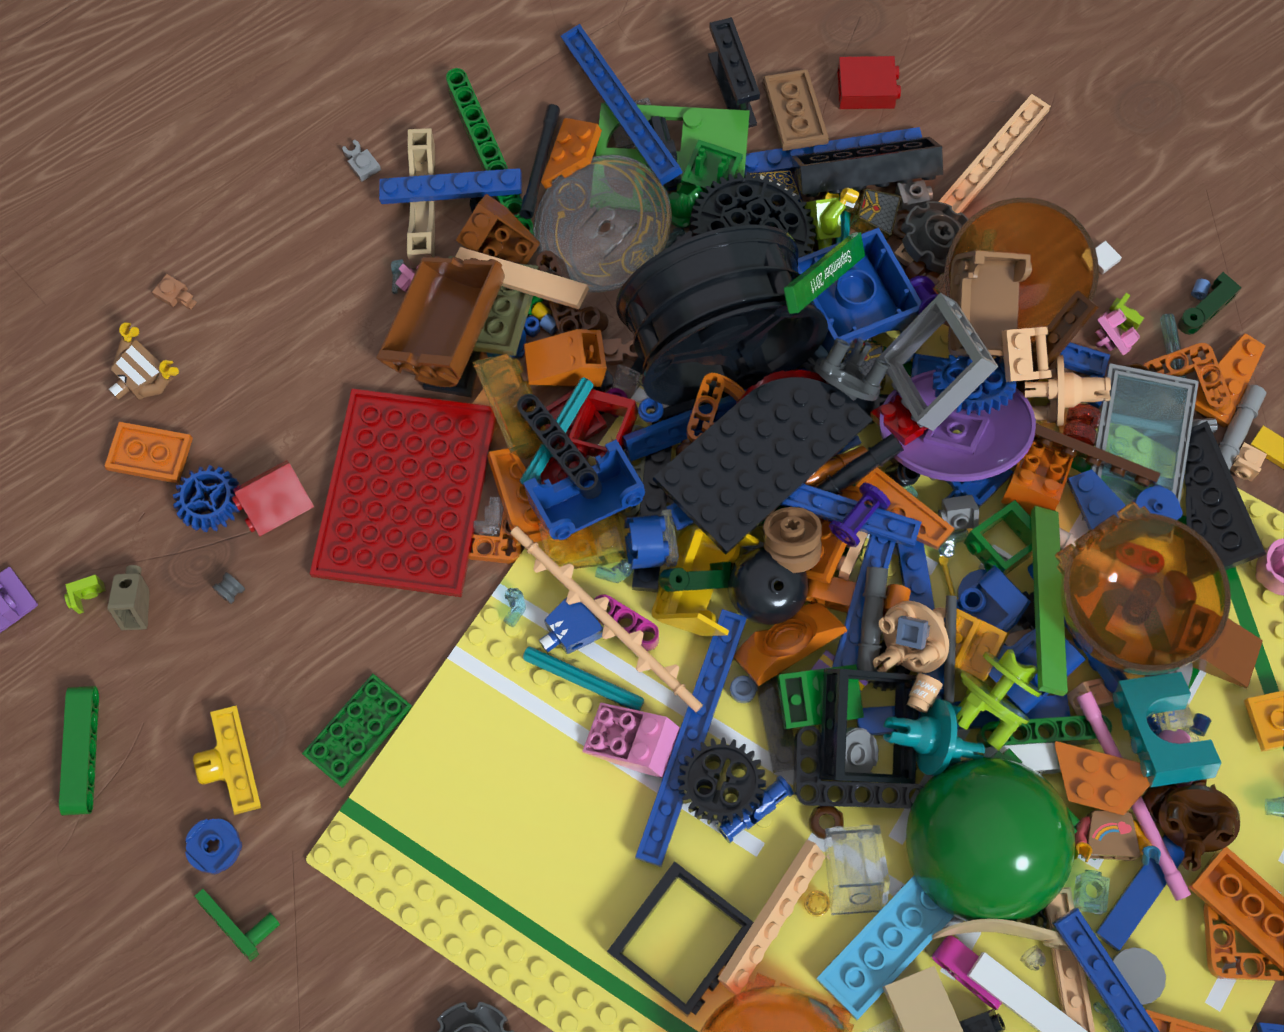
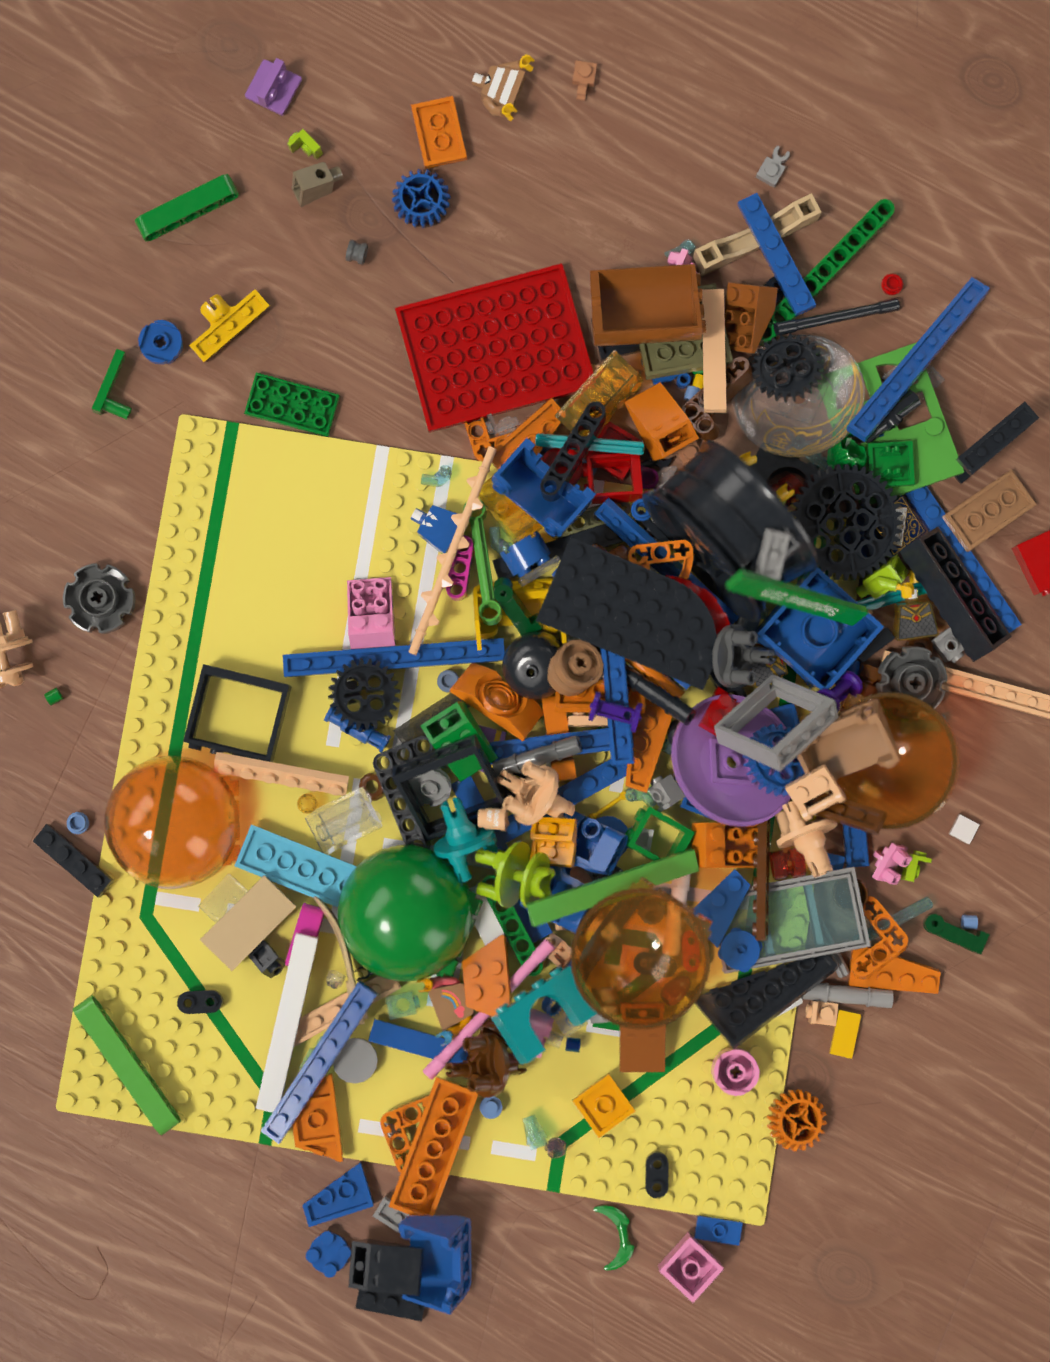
camera: 65 degrees right, 15 degrees up
(272, 498) = (440, 248): brick -> none
(531, 105) = (892, 284): none -> red plate
(572, 149) = (857, 339): orange wing -> none
(583, 679) = (402, 565): teal axle -> none
(589, 216) = (796, 382): none -> black gear
(637, 593) = (483, 568): none -> bright green piece
(775, 261) = (772, 553): none -> light grey plate
(912, 632) = (528, 789): sand blue tile -> none
(949, 664) = (540, 826): dark grey piece -> none
(1244, 844) = (491, 1107): none -> medium blue plate

